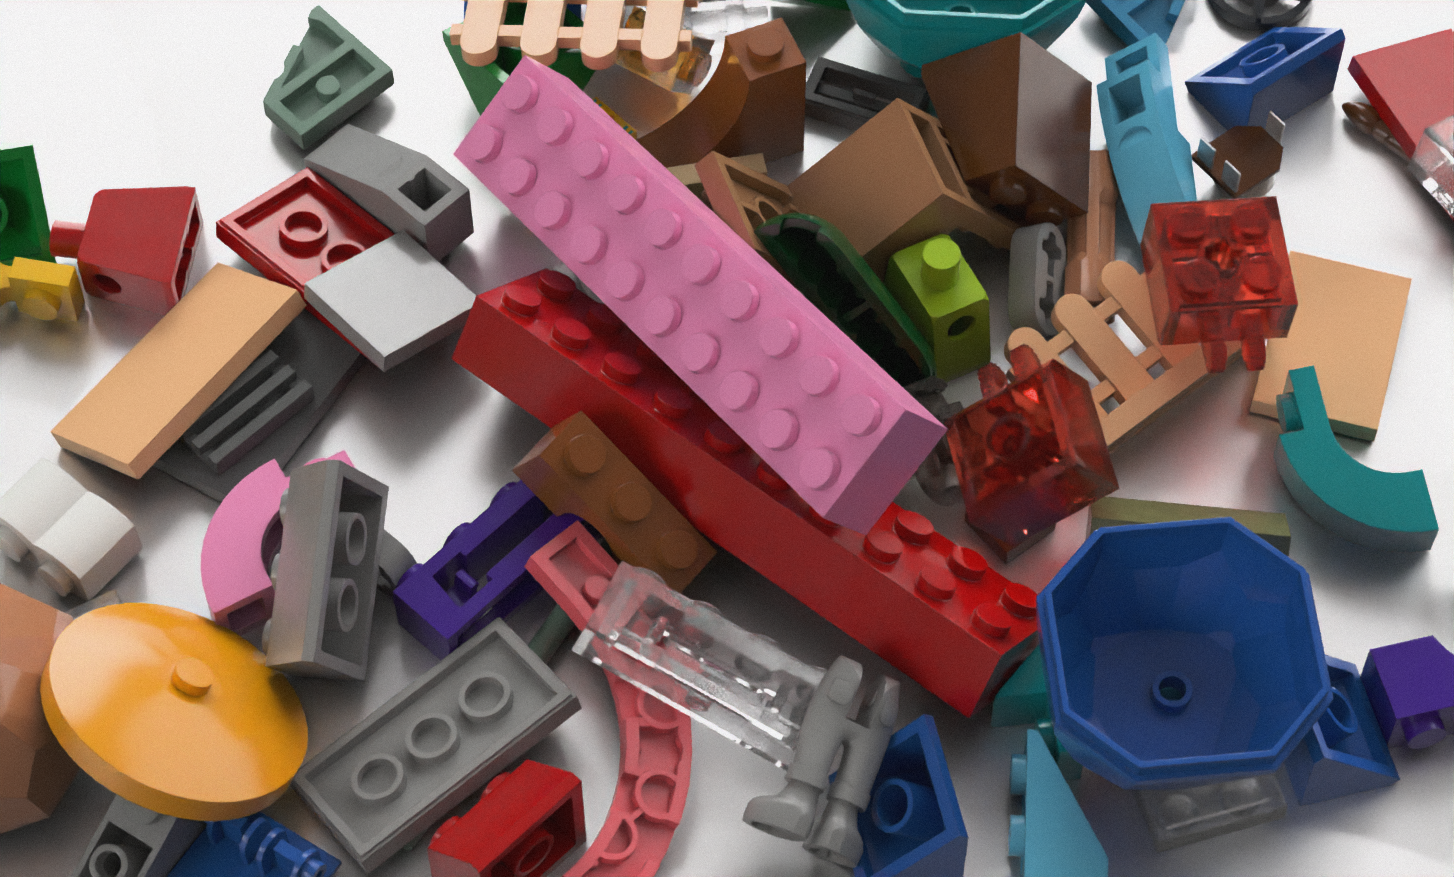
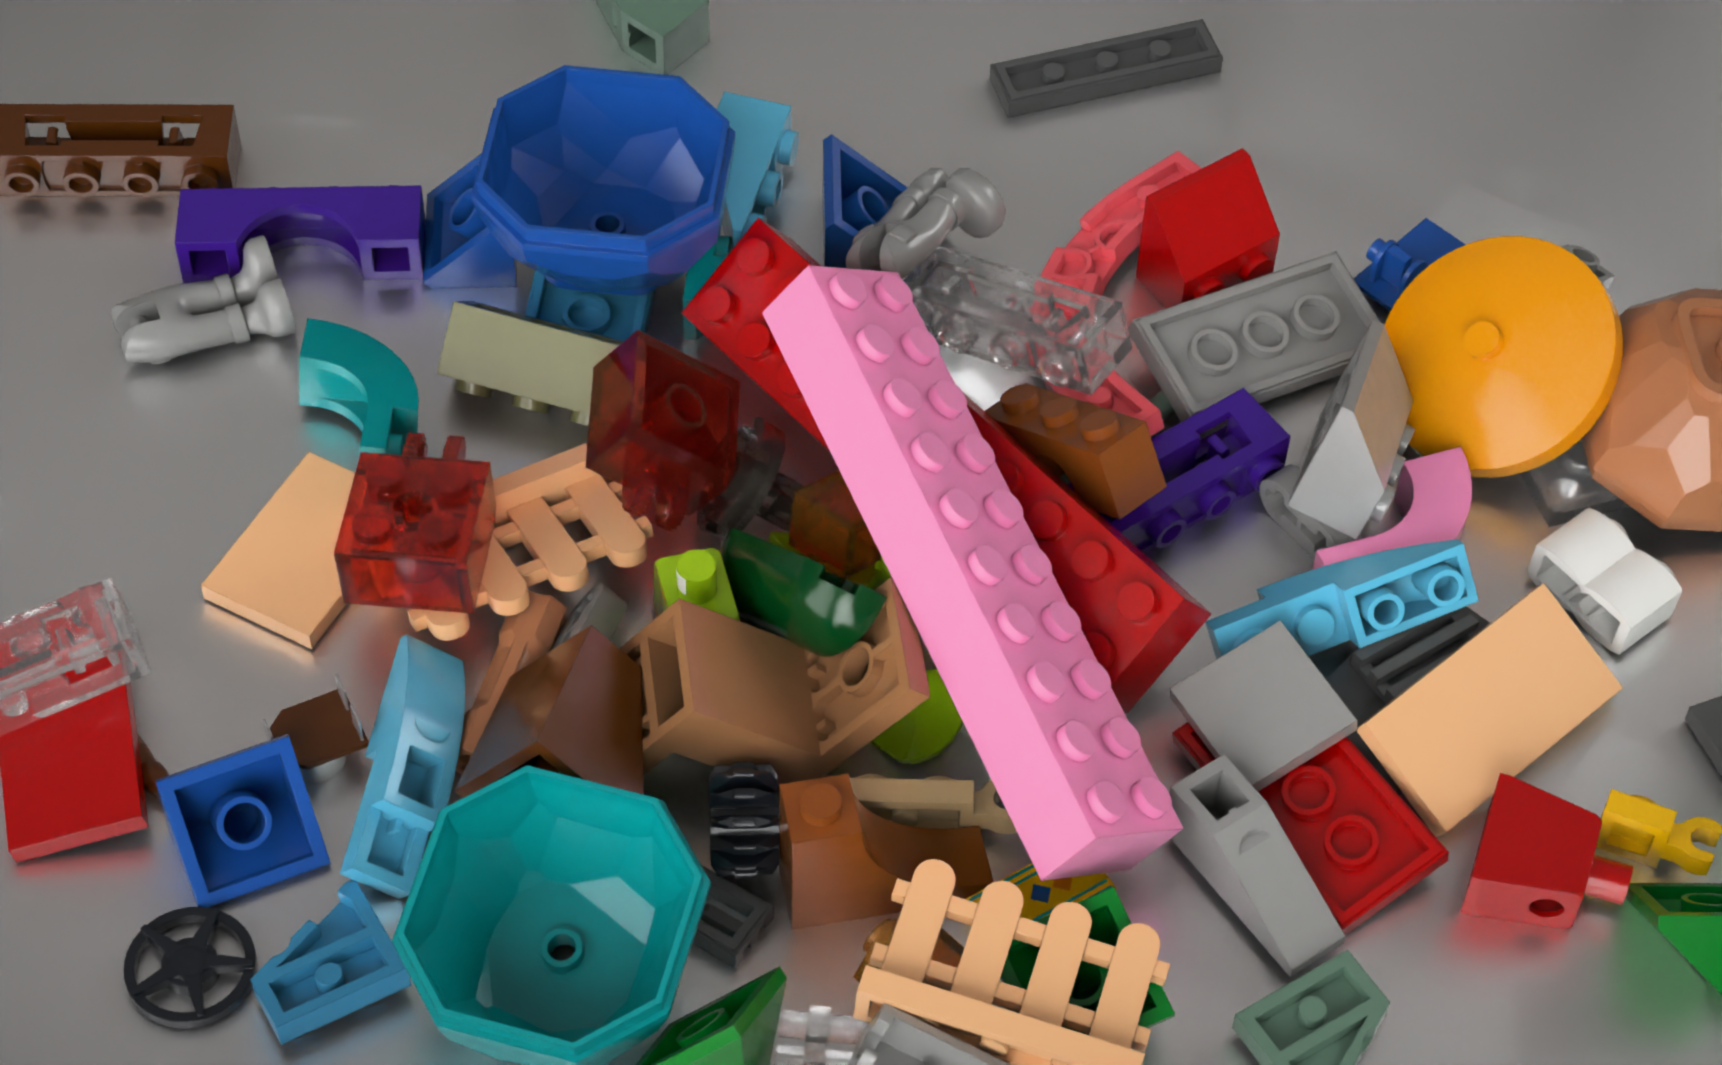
camera: 170 degrees left, 5 degrees down
(310, 424) = (1355, 599): none -> medium azure slope
(833, 114) = (744, 820): none -> black gear

